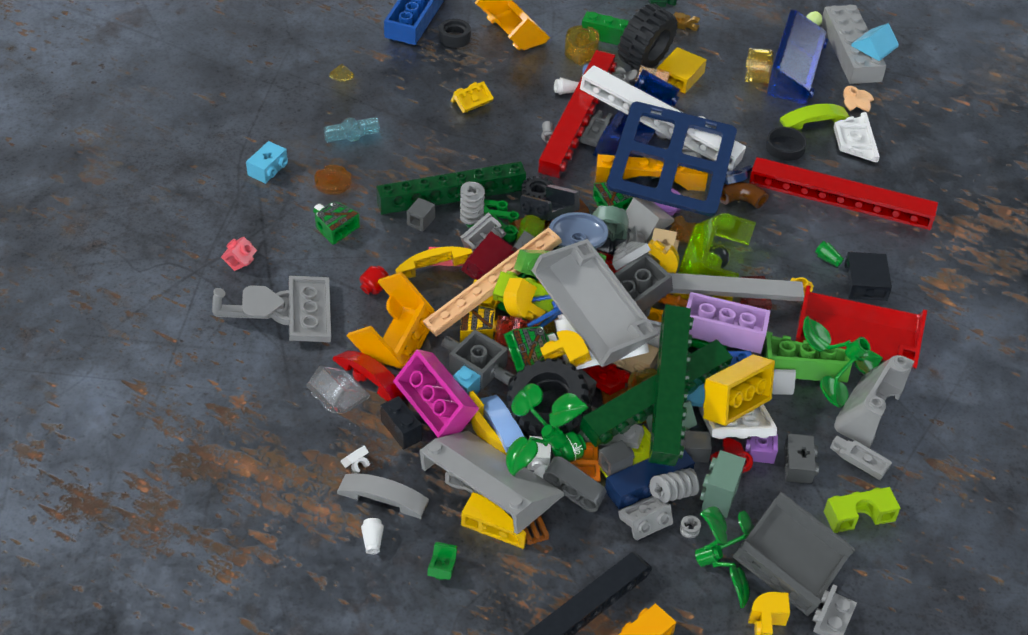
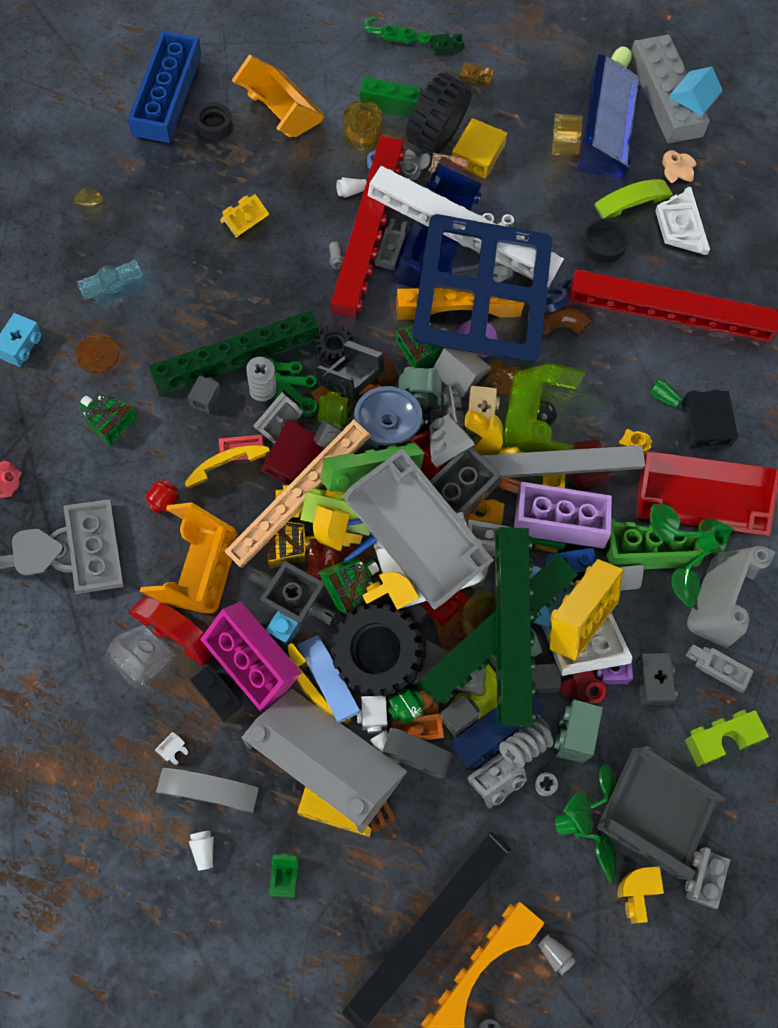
camera: 10 degrees left, 20 degrees up
(564, 410) = (399, 702): green plant -> none

